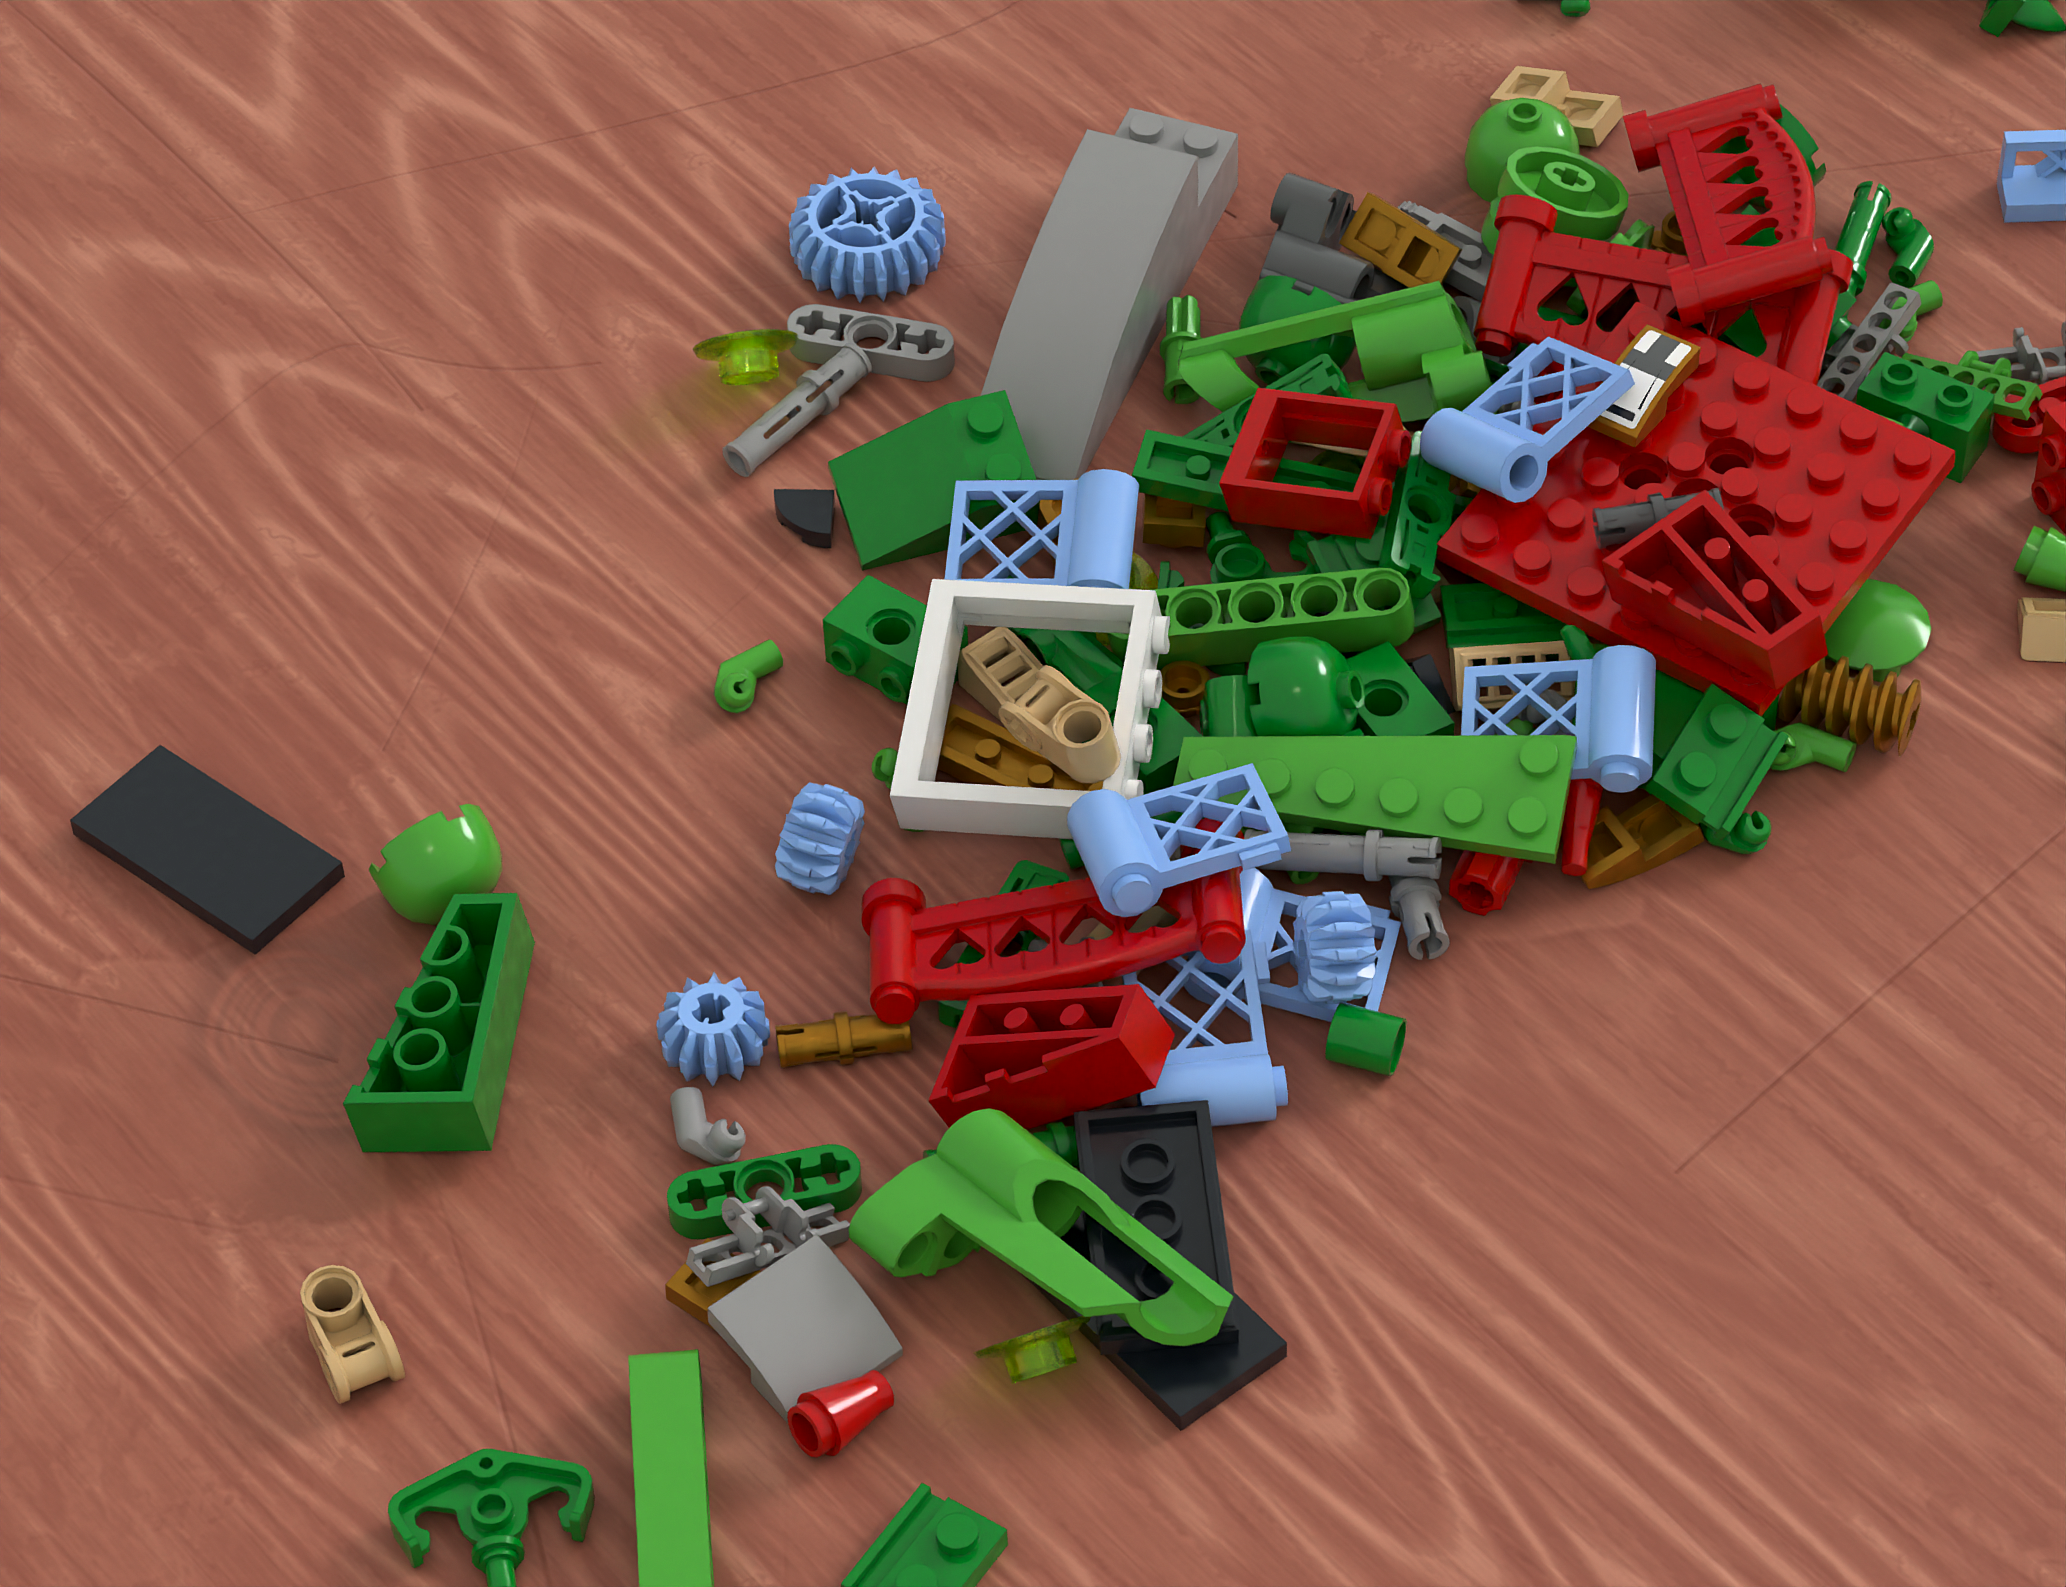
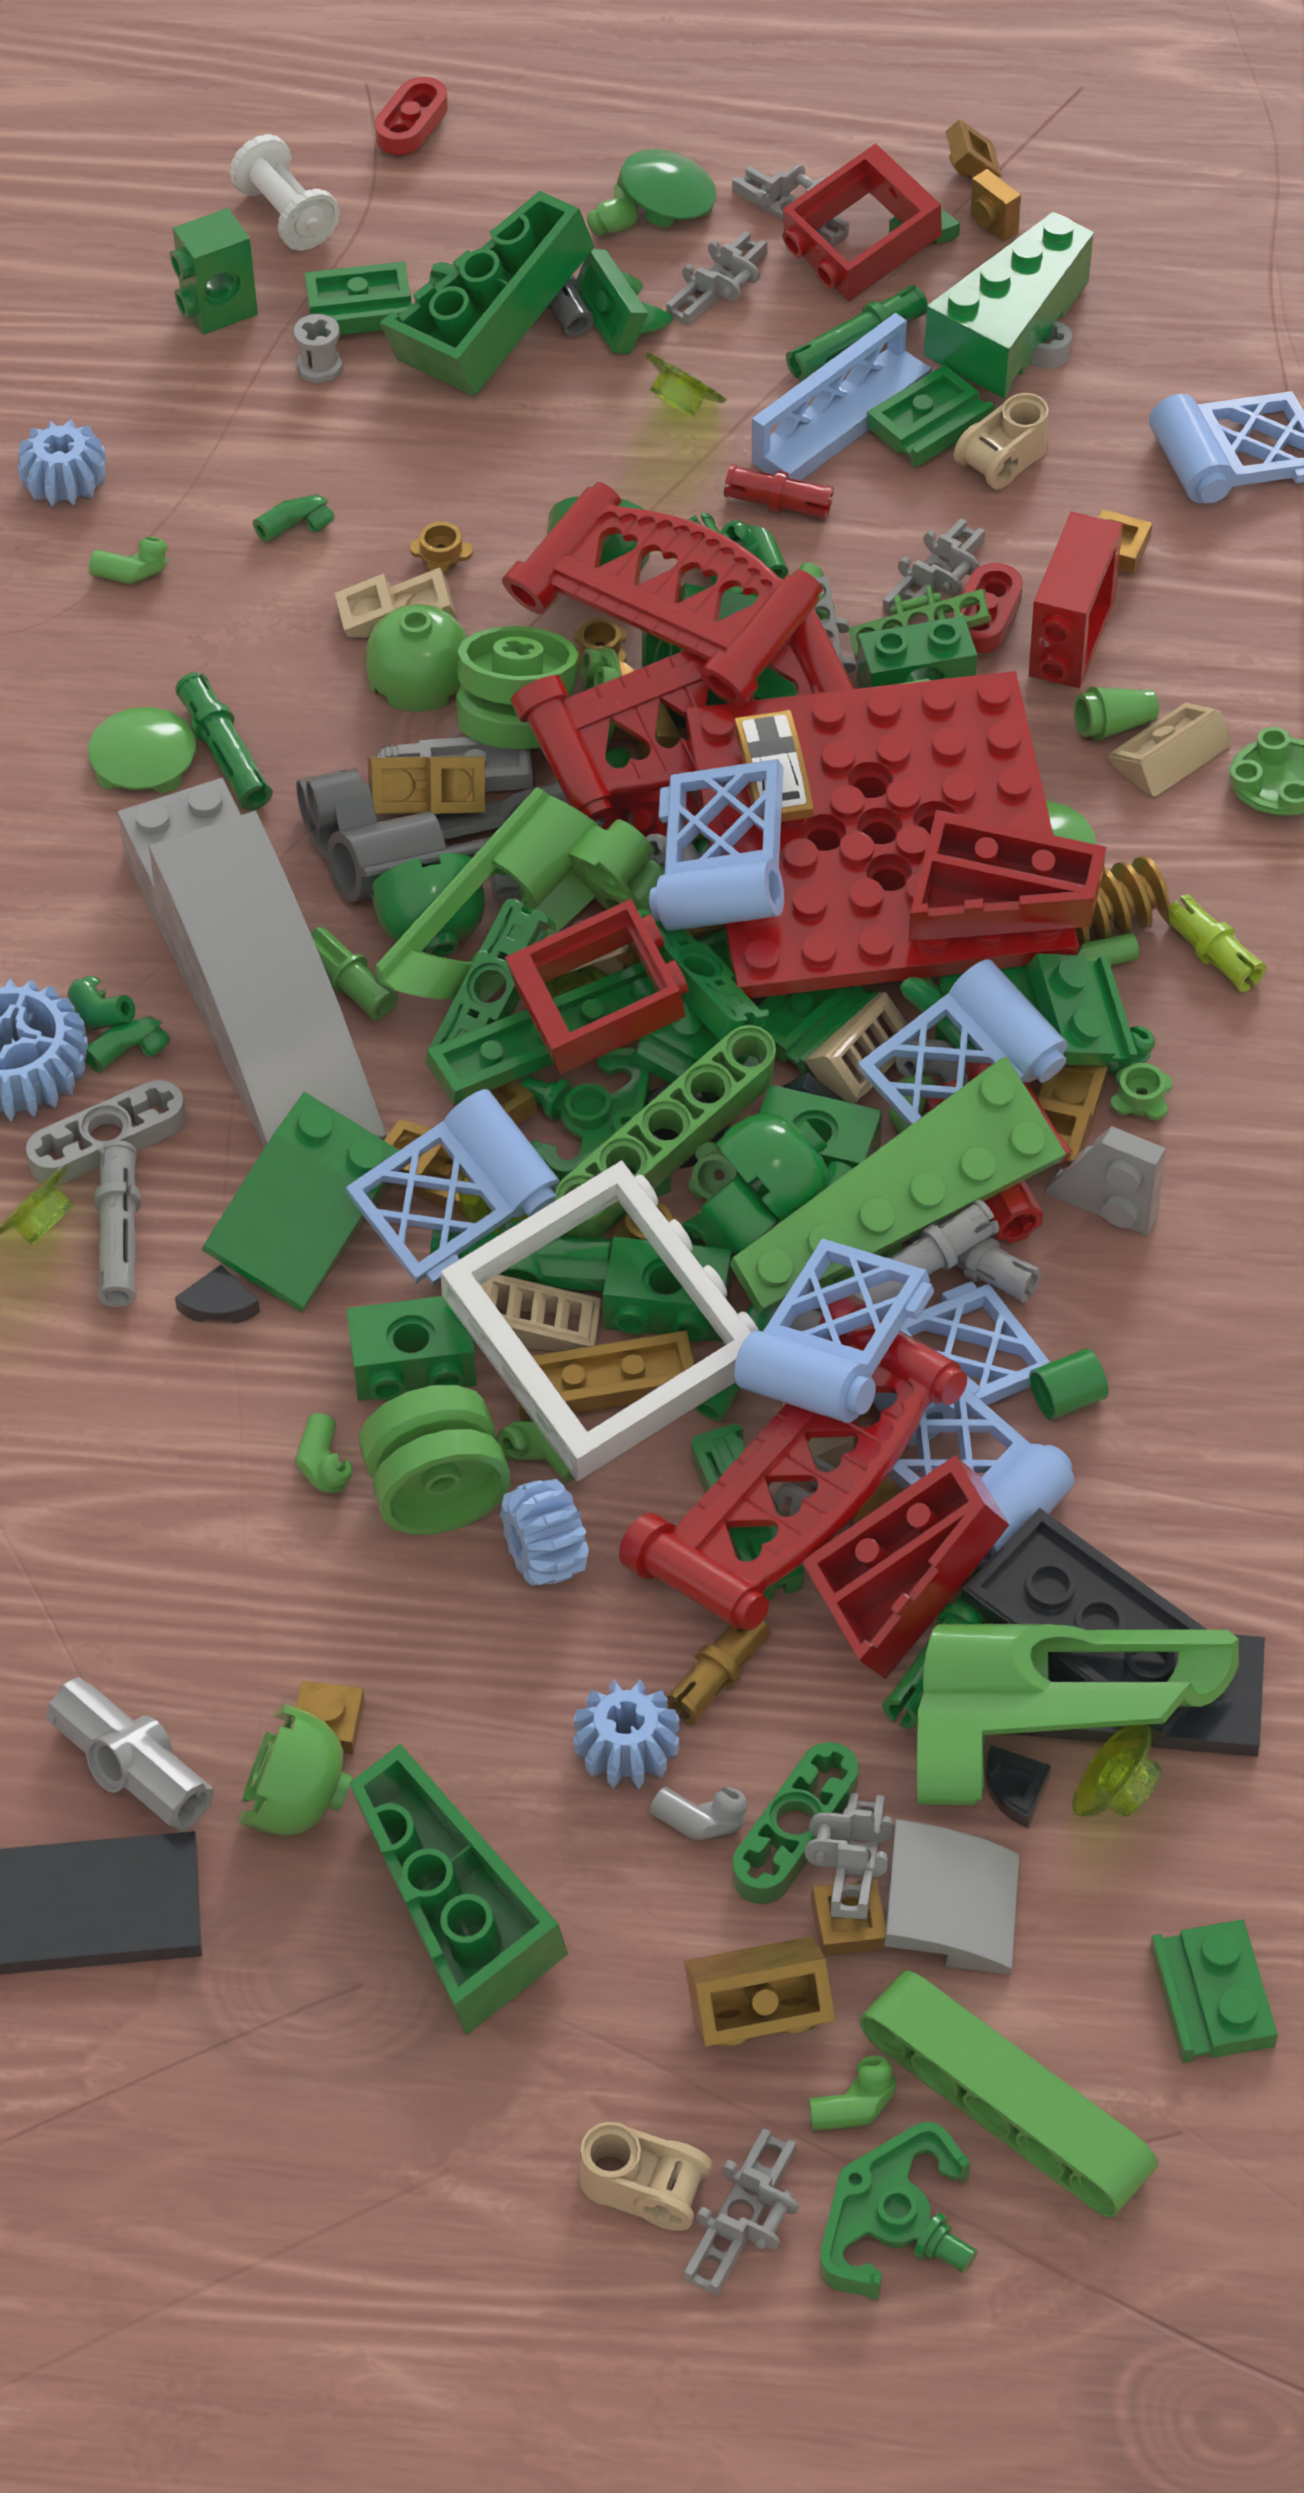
camera: 45 degrees left, 5 degrees up
(356, 773) = (129, 1754): none -> light grey piece
(376, 1444) = (760, 2181): none -> light grey piece
(533, 859) = (336, 1705): none -> pearl gold plate
(565, 1423) = (862, 2100): none -> bright green arm
(574, 1276) = (759, 1991): none -> pearl gold brick
(795, 722) = (434, 1459): none -> bright green wheel
(835, 1414) = (1040, 1938): red cone -> none
(962, 283) = (122, 1037): none -> green arm
(965, 1298) = (1016, 1783): none -> black tile
(970, 245) = (95, 1008): none -> green arm
(1055, 721) = (666, 1306): tan piece -> none
(1230, 88) = (142, 750): none -> bright green dish
(1301, 104) = (215, 726): none -> green pin
(1334, 947) = (1001, 1331): light blue gear -> none
(1585, 913) = (1115, 1180): none -> light grey wing
(1625, 522) = (886, 858): dark grey pin -> none
(1645, 84) = (441, 546): none -> pearl gold plate
(1711, 869) = (1141, 1079): none -> bright green plate
(1922, 802) = (1216, 943): none -> lime pin
(1981, 213) = (778, 491): none -> red pin
(1990, 79) = (680, 388): none -> clear neon green piece

